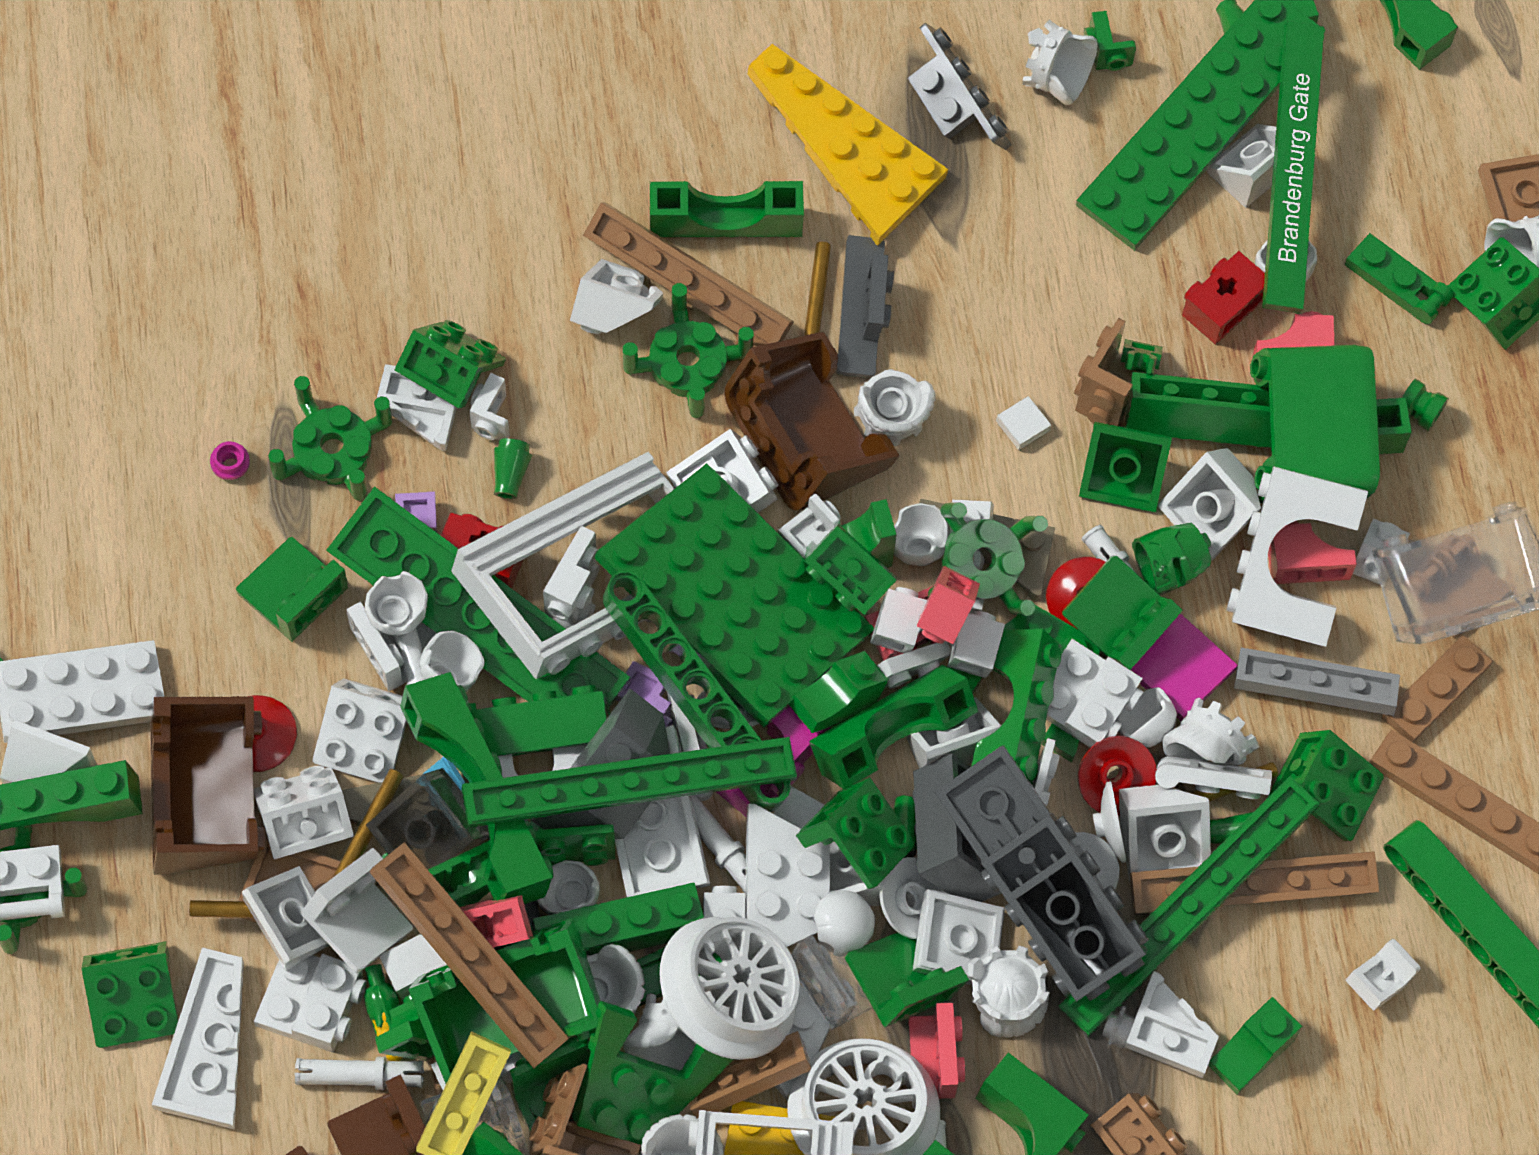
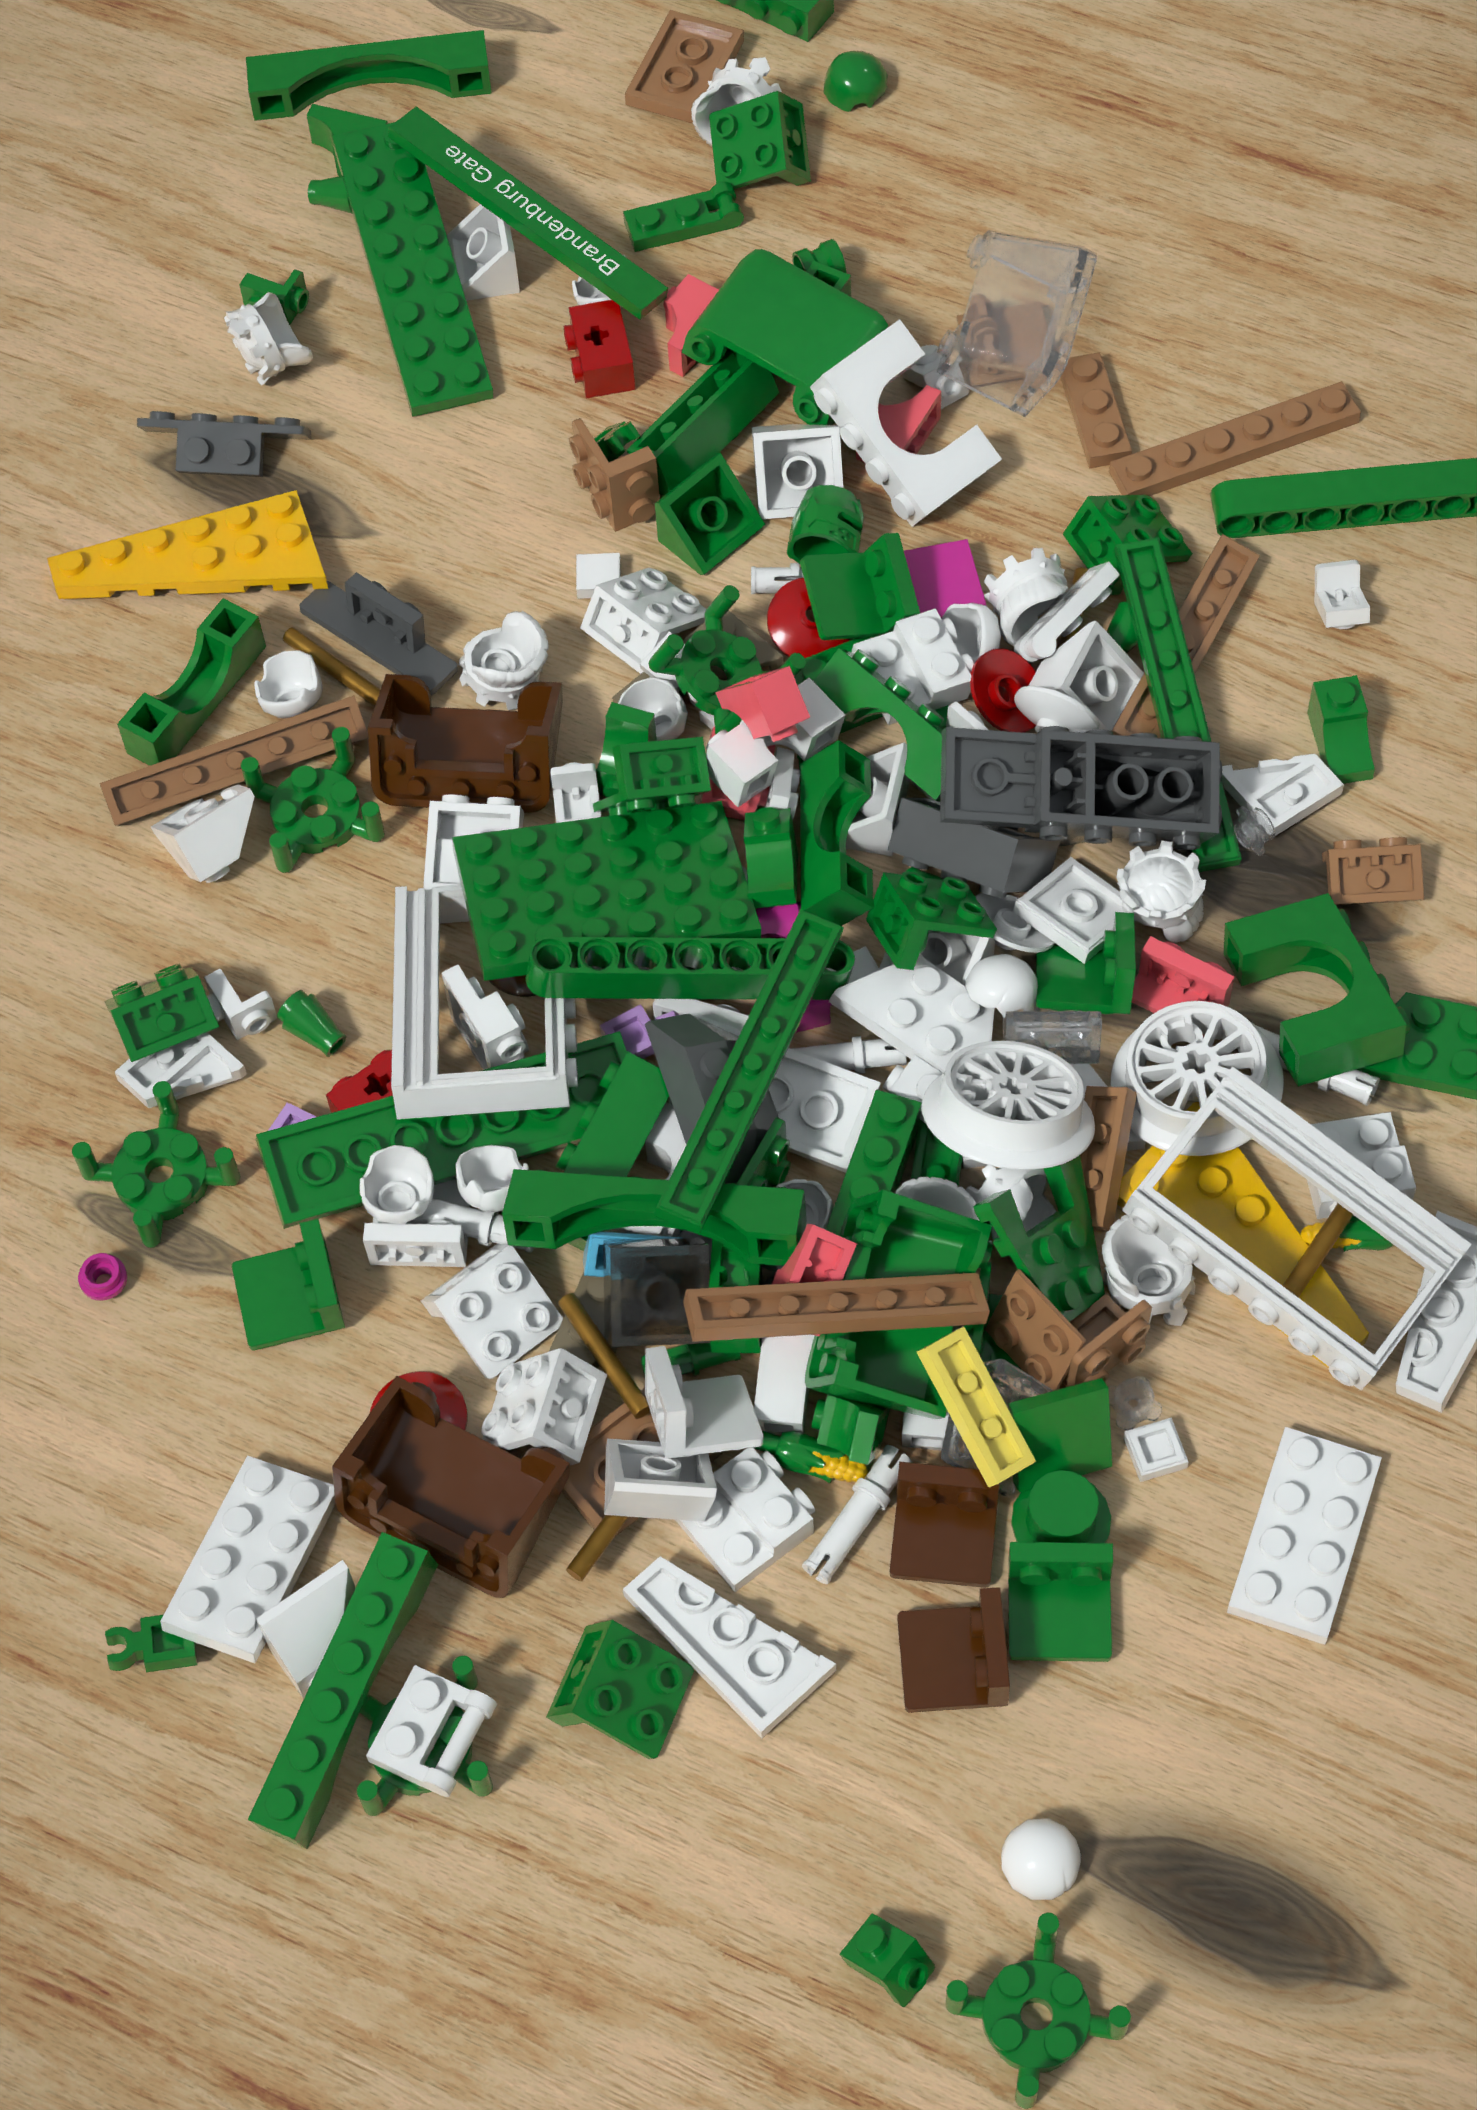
camera: 50 degrees left, 5 degrees down
(773, 273) = (289, 684): none -> white hair
(1009, 473) = (637, 612): none -> white bracket
(1317, 681) = (1026, 489): light grey plate -> none

